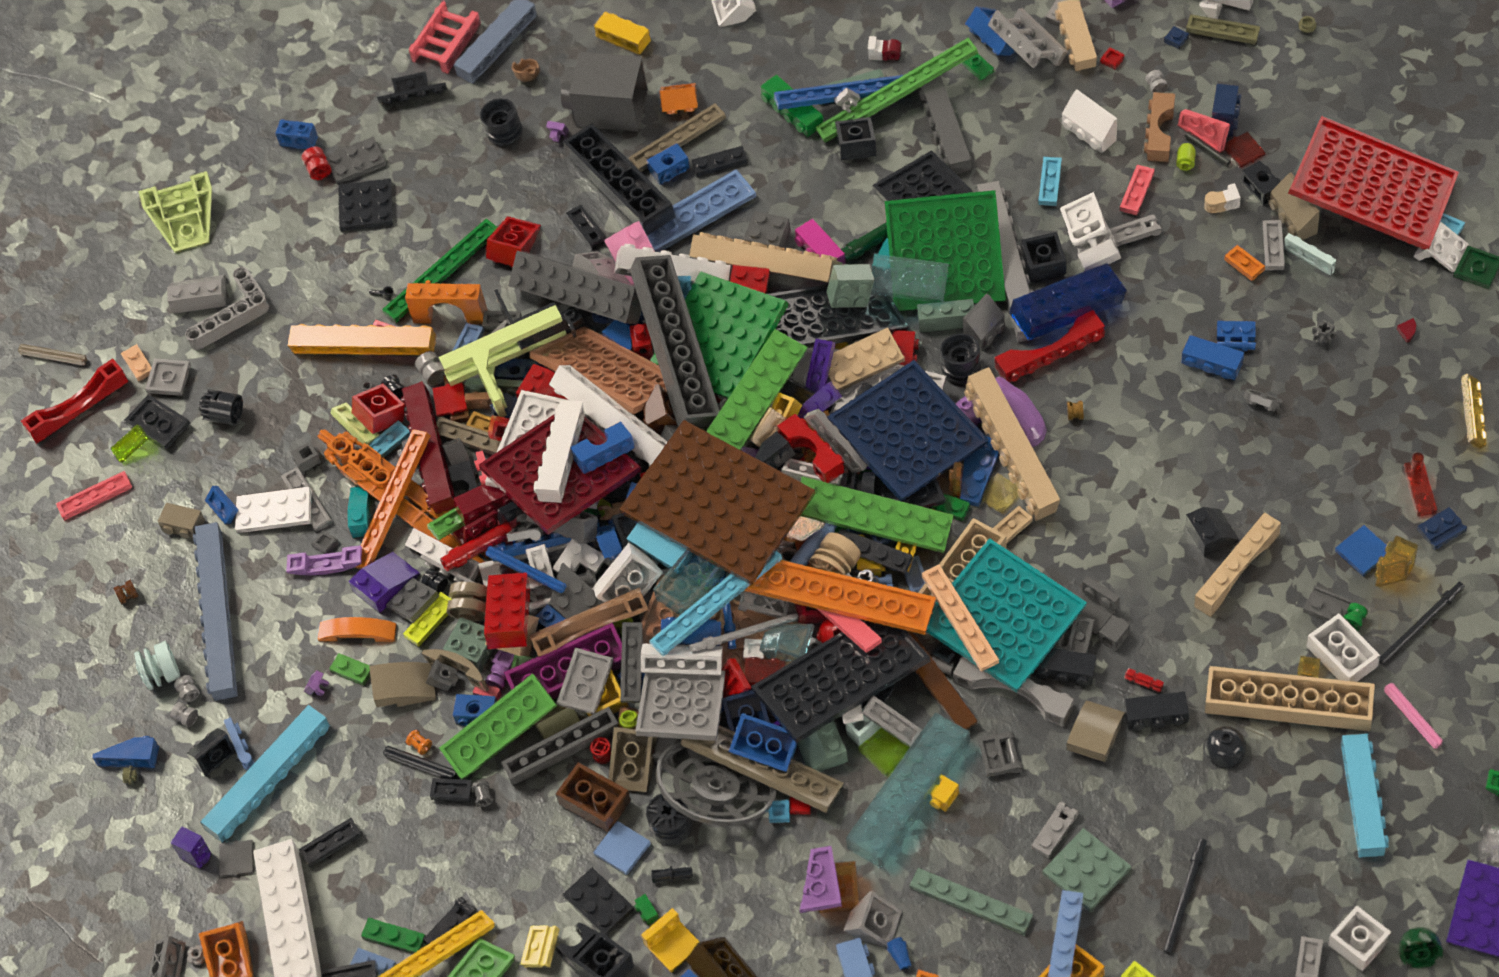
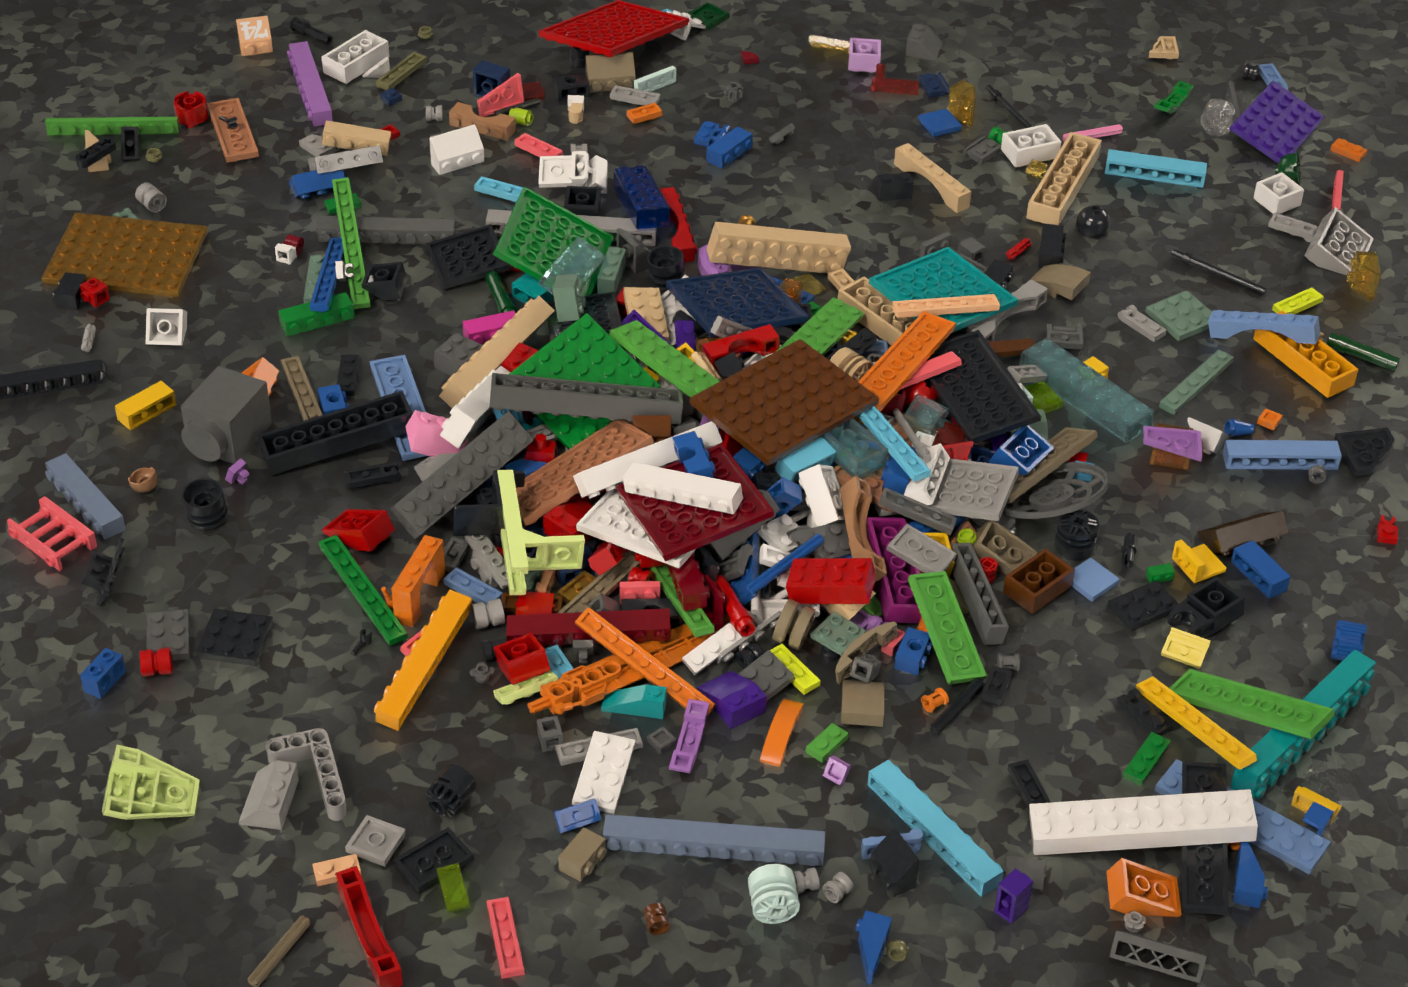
camera: 85 degrees left, 15 degrees down
(1455, 438) = (864, 54): none -> lavender slope

